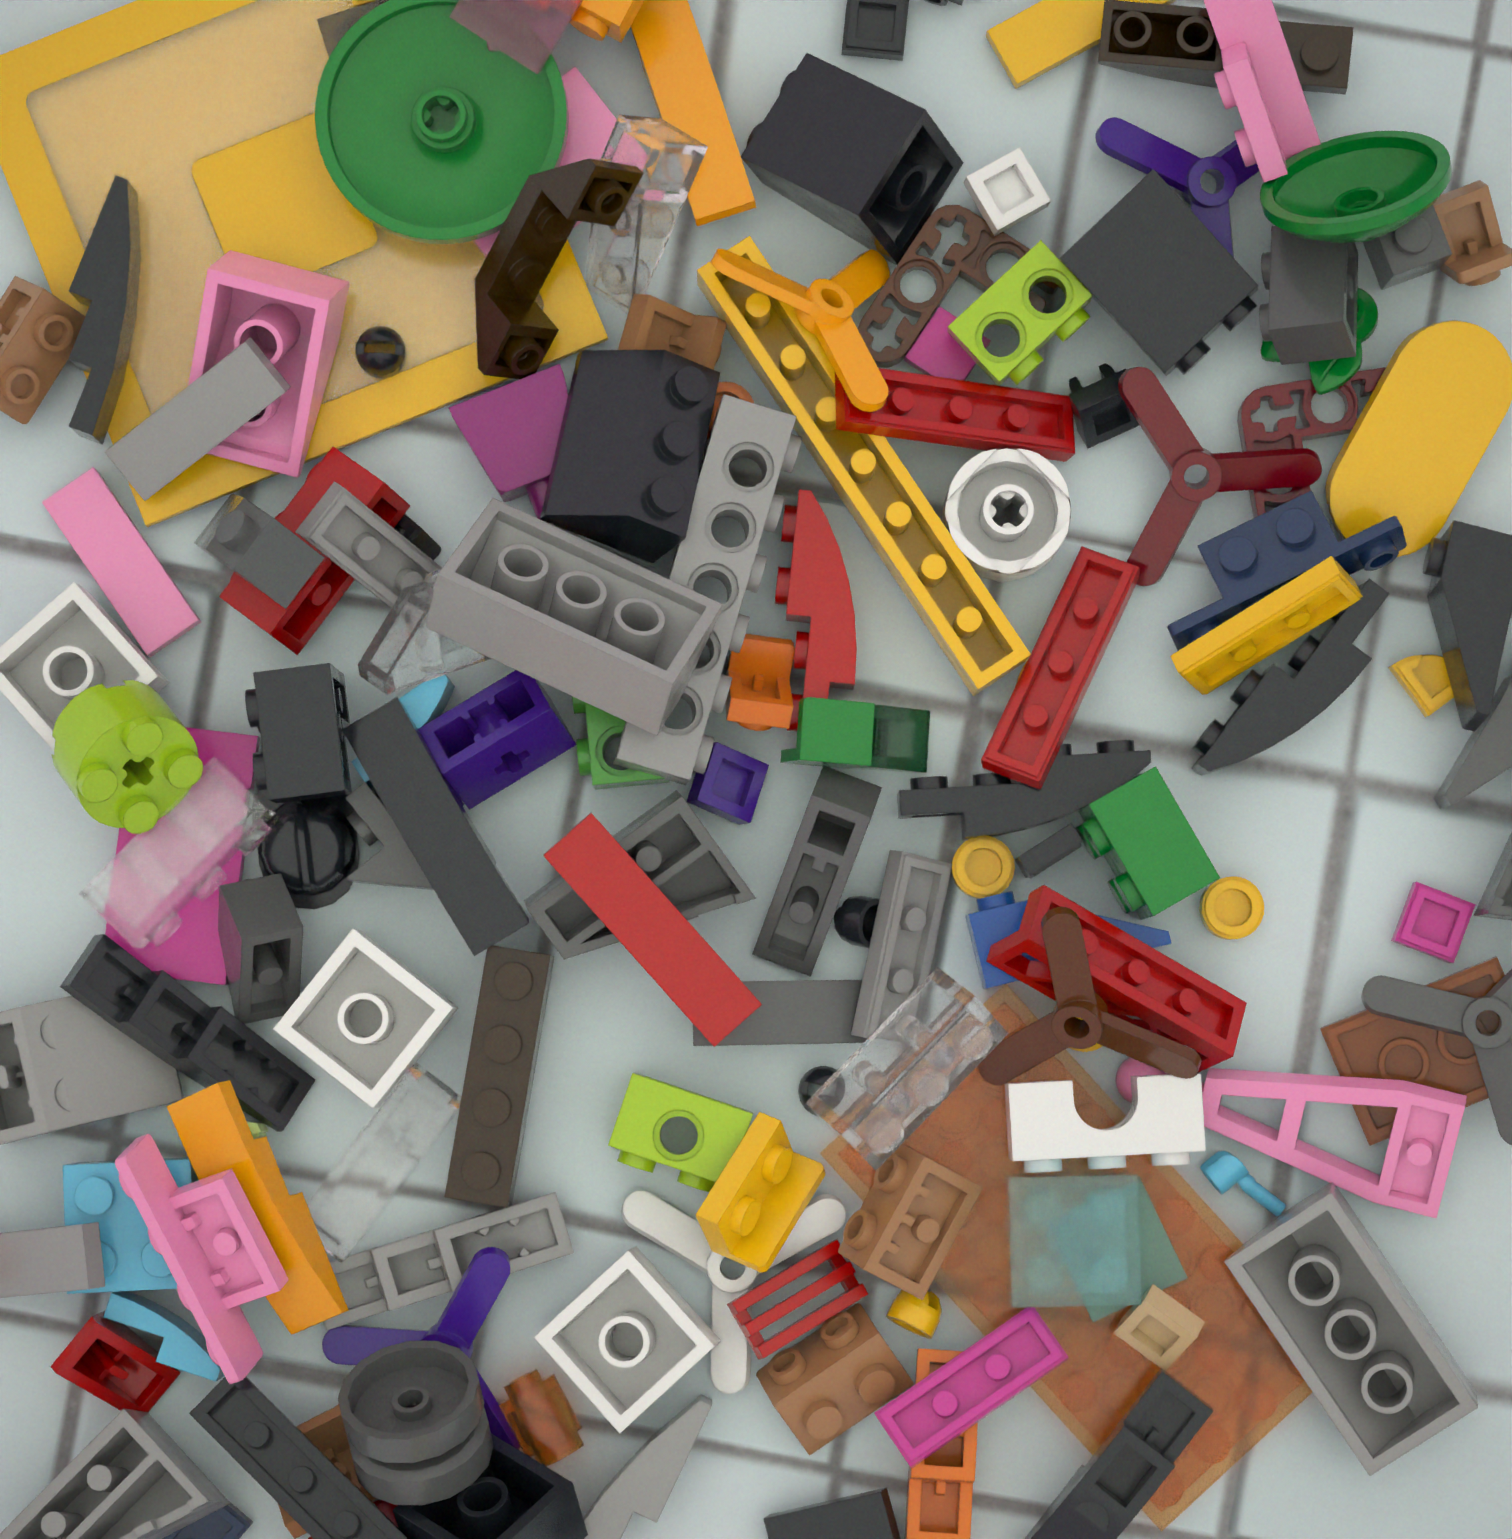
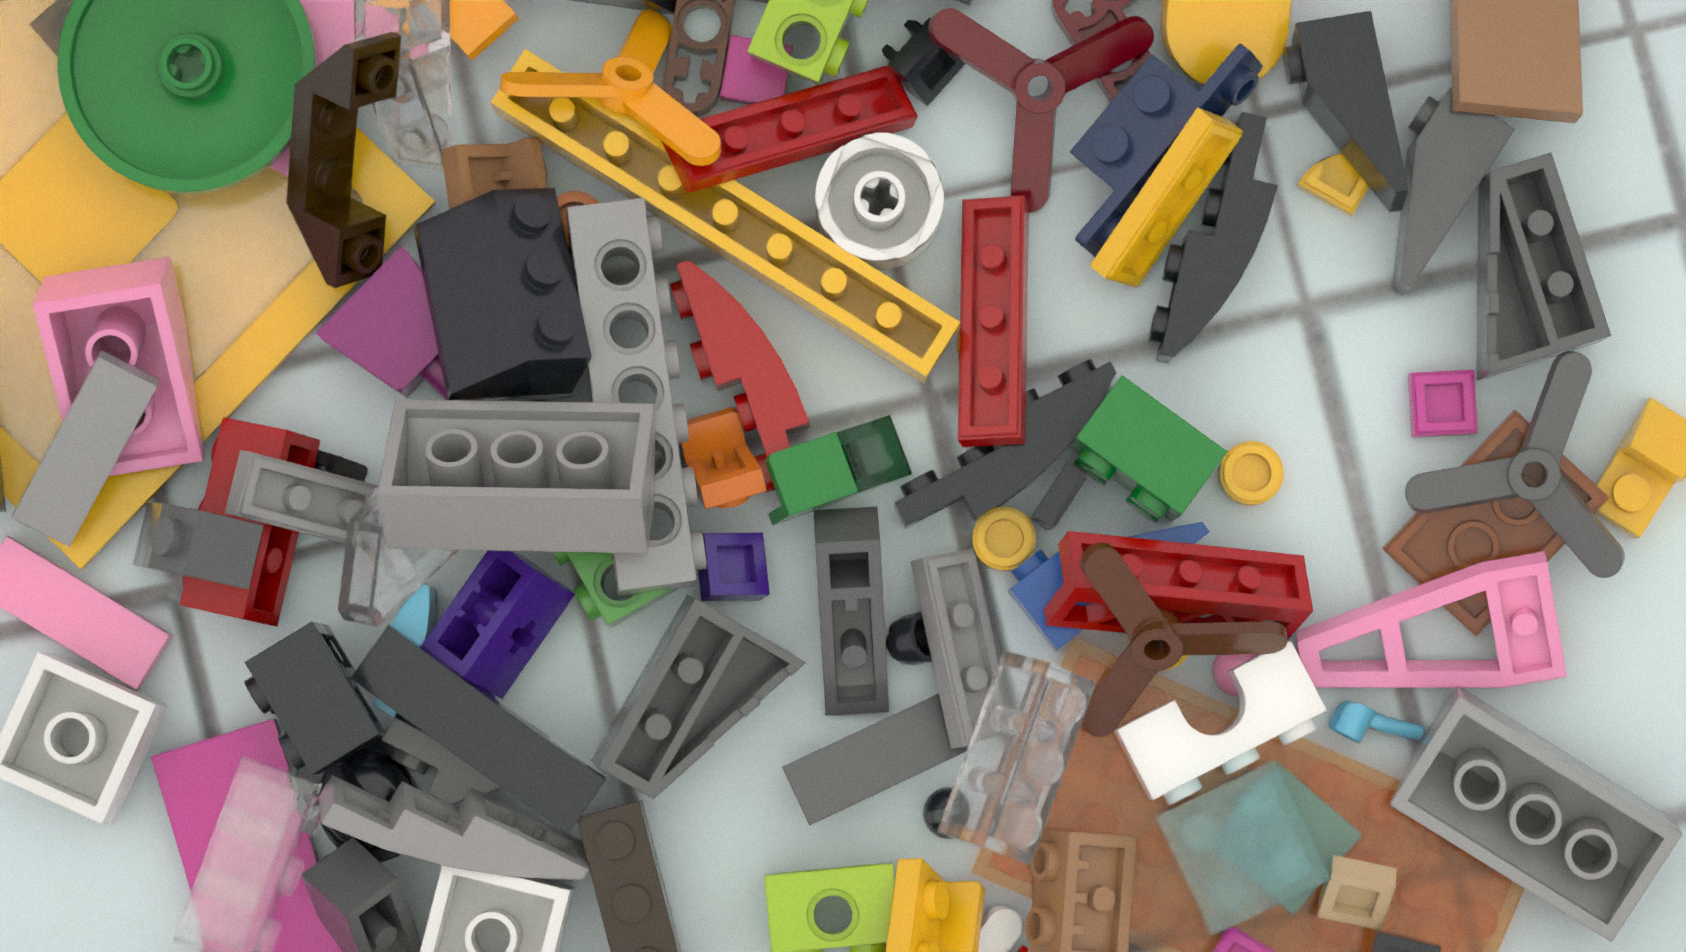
camera: 25 degrees left, 0 degrees up
(124, 754) = (158, 792): lime brick -> none
(381, 362) = (232, 319): black hinge -> none
(390, 921) = (474, 837): none -> light grey slope
(652, 929) = (723, 734): red tile -> none

